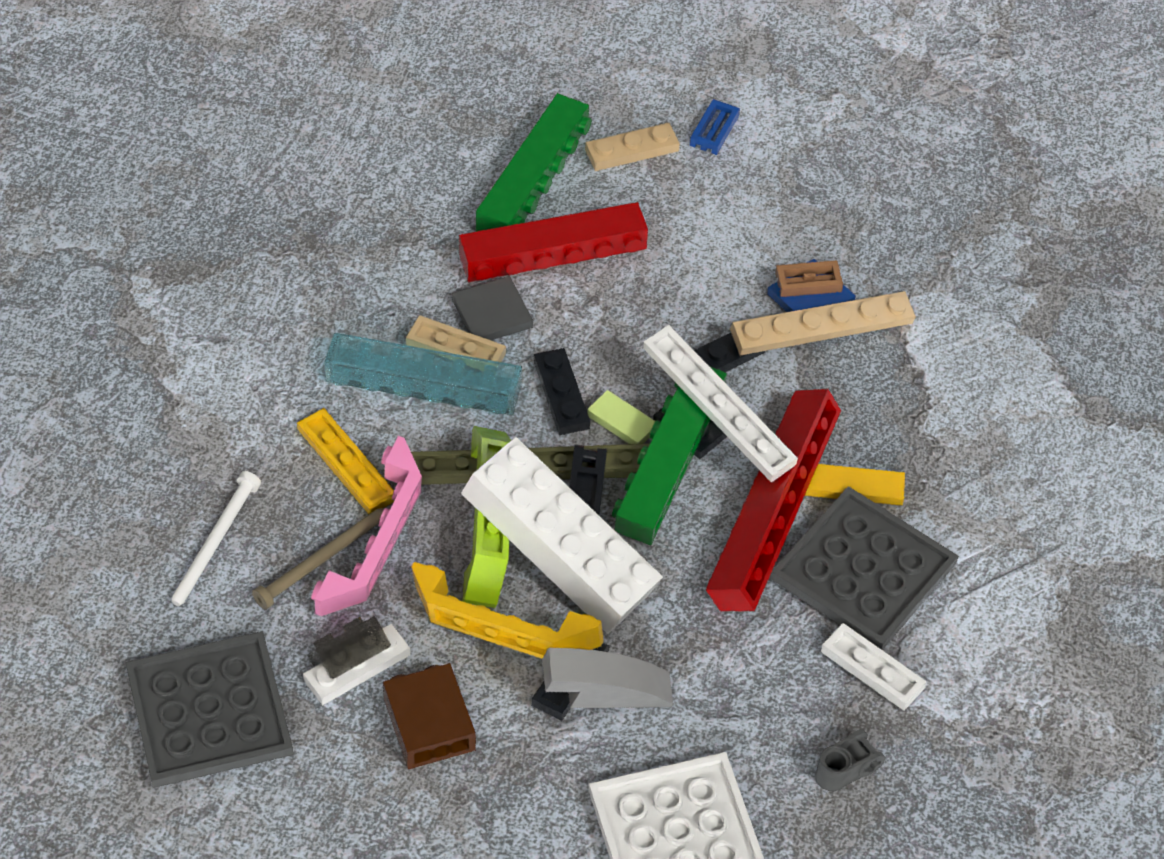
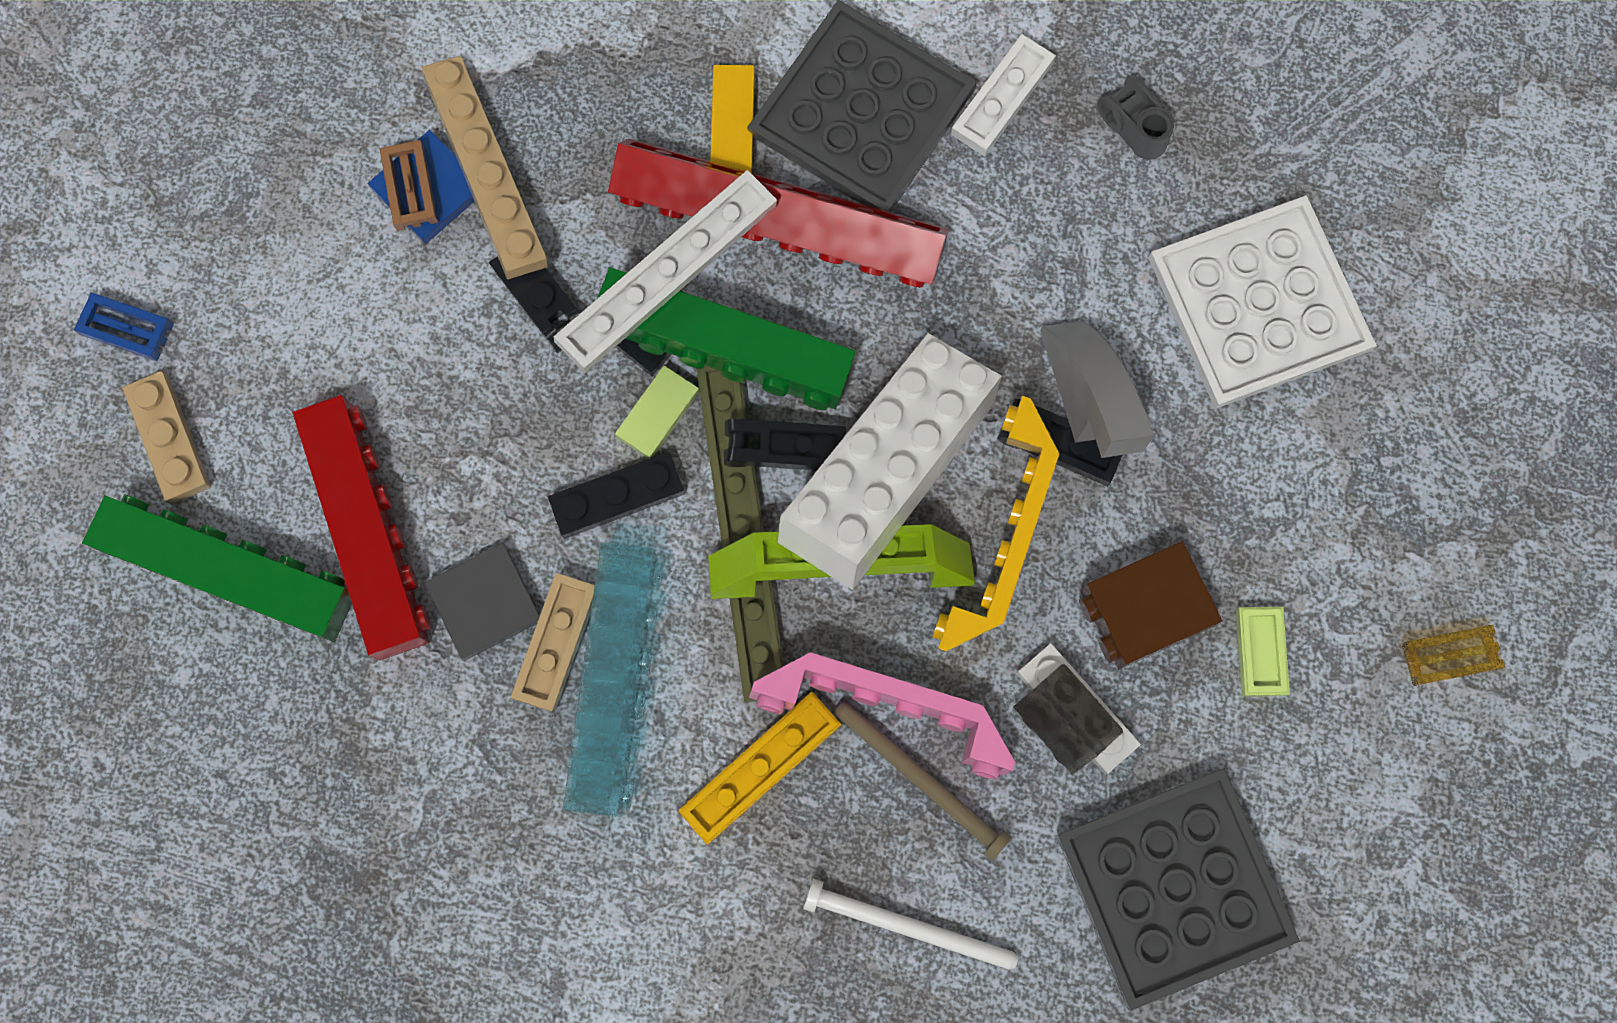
camera: 90 degrees left, 25 degrees up
(382, 798) = (1262, 651): none -> yellowish green tile

